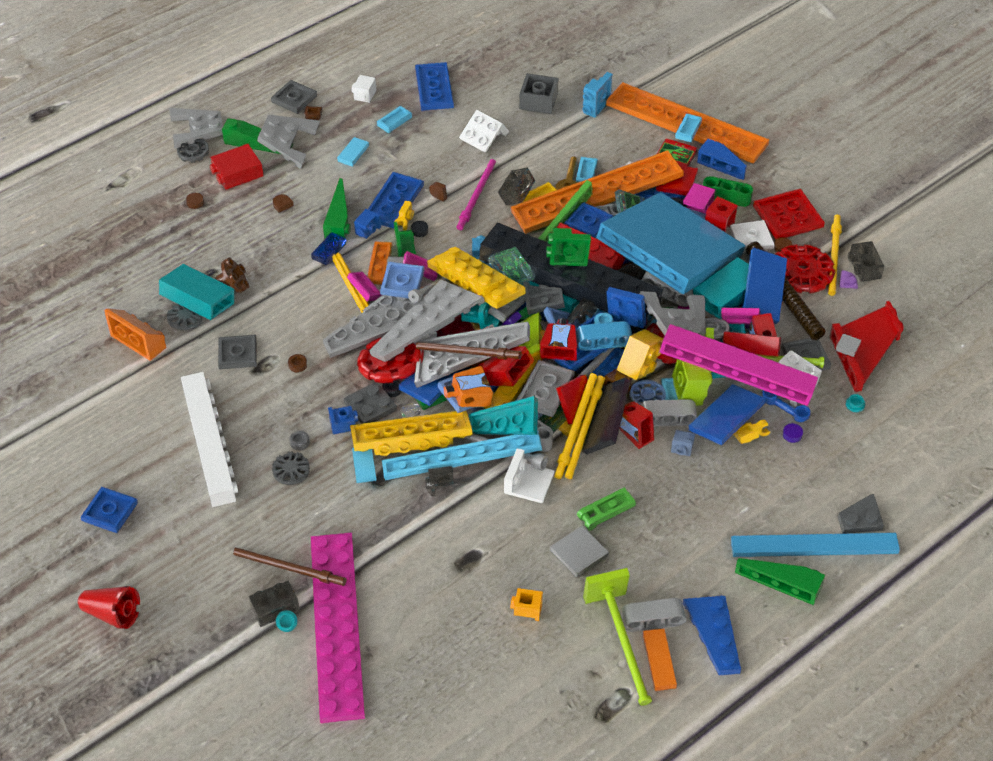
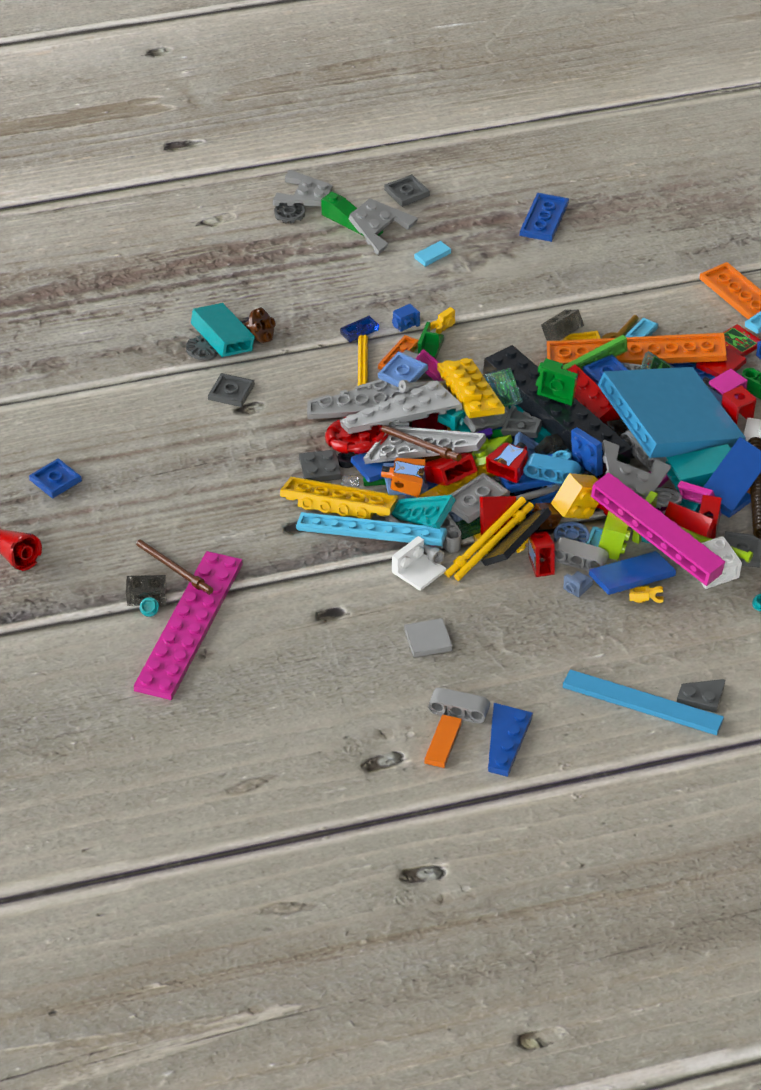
camera: 25 degrees right, 5 degrees down
(135, 333) = (151, 347): orange slope -> none
(194, 200) = (266, 255): reddish brown tile -> none
(208, 439) = (165, 449): white brick -> none
(236, 166) = (318, 236): red brick -> none
(282, 202) = (342, 279): reddish brown tile -> none
(290, 468) = (222, 494): dark grey wheel -> none
(297, 363) = (277, 414): reddish brown tile -> none
(299, 440) = (242, 476): flat silver tile -> none
(313, 113) = (417, 209): reddish brown tile -> none
(337, 218) = (384, 302): green slope -> none
(342, 419) = (286, 468): blue brick -> none
(364, 88) = (475, 200): white brick -> none
(364, 286) = (370, 366): dark pink tile -> none
(364, 466) = (284, 512): medium azure tile -> none
(393, 195) = (454, 296): blue tile -> none
(394, 119) = (488, 236): medium azure tile -> none
(419, 228) = (452, 336): black tile -> none
(438, 191) = (489, 309): reddish brown tile -> none
(439, 477) = (341, 540): clear smoke bracket -> none
(466, 214) = (502, 336): dark pink bar -> none
(482, 131) = (562, 268): white bracket -> none
(527, 603) = (356, 660): light orange brick -> none
(538, 93) = (636, 249): dark grey brick -> none
(596, 94) = (690, 264): dark azure plate -> none
(606, 508) = (472, 612): bright green plate -> none
(607, 587) = (428, 669): lime tile -> none
(789, 579) = (598, 719): green slope -> none
(792, 433) = (685, 608): dark purple tile -> none
(800, 413) = (702, 593): blue bar -> none

